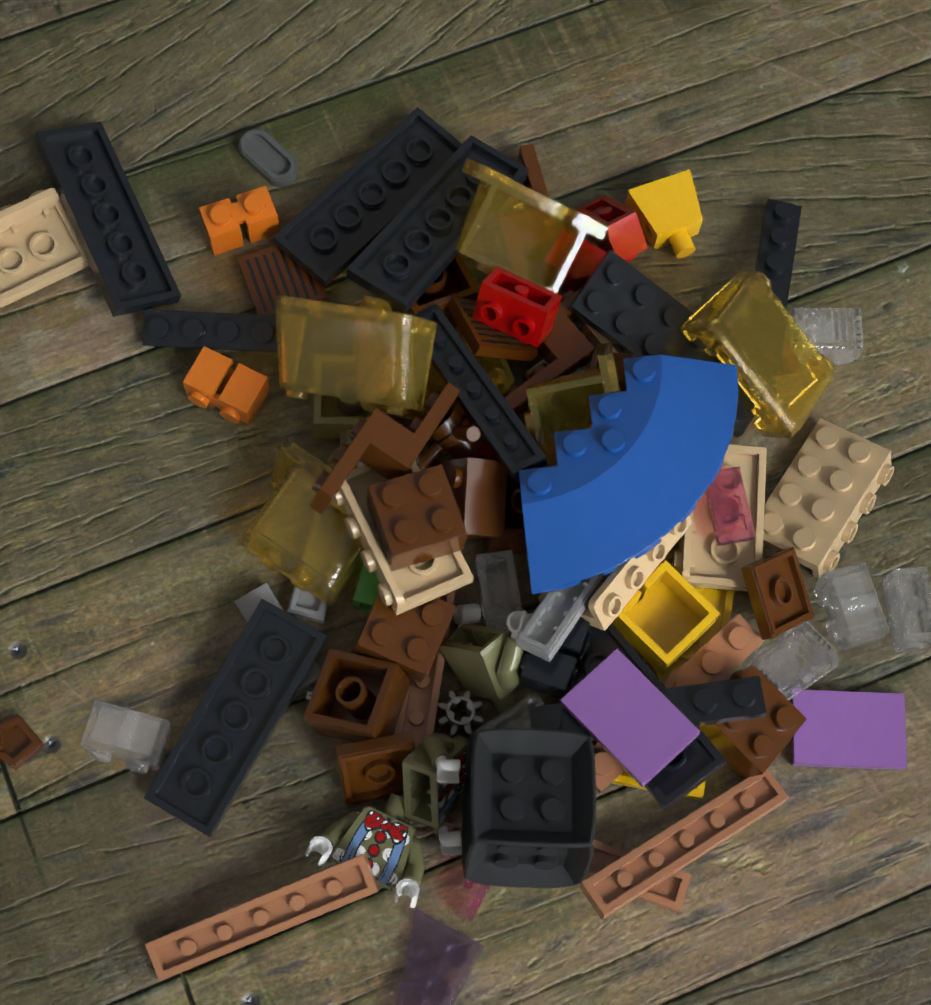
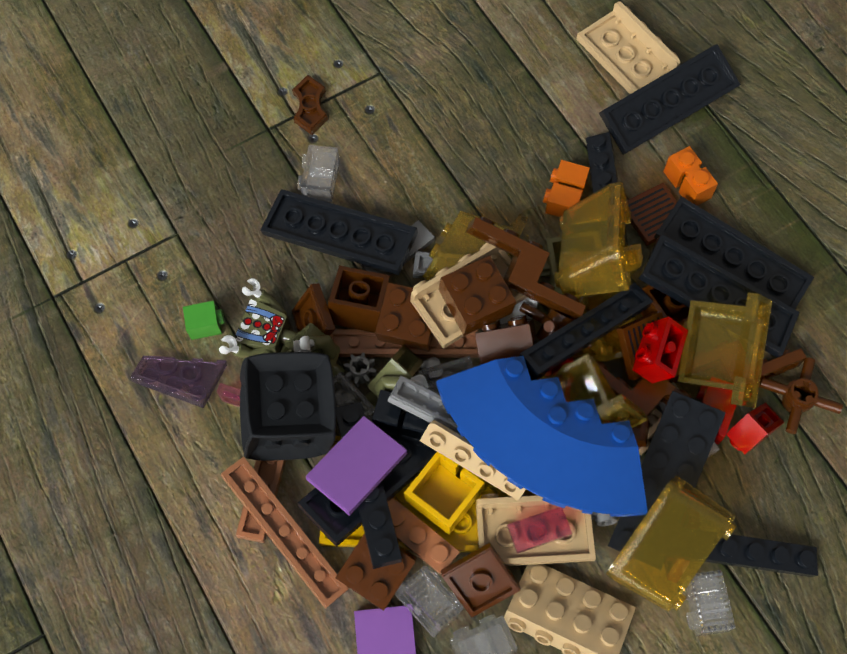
camera: 90 degrees right, 5 degrees down
(262, 917) = (210, 267): nougat plate -> none
(268, 157) = (745, 191): dark grey tile -> none
(345, 936) = (203, 320): none -> bright green brick
(588, 160) = (793, 391): none -> reddish brown bar
(668, 212) = (781, 468): yellow torso -> none

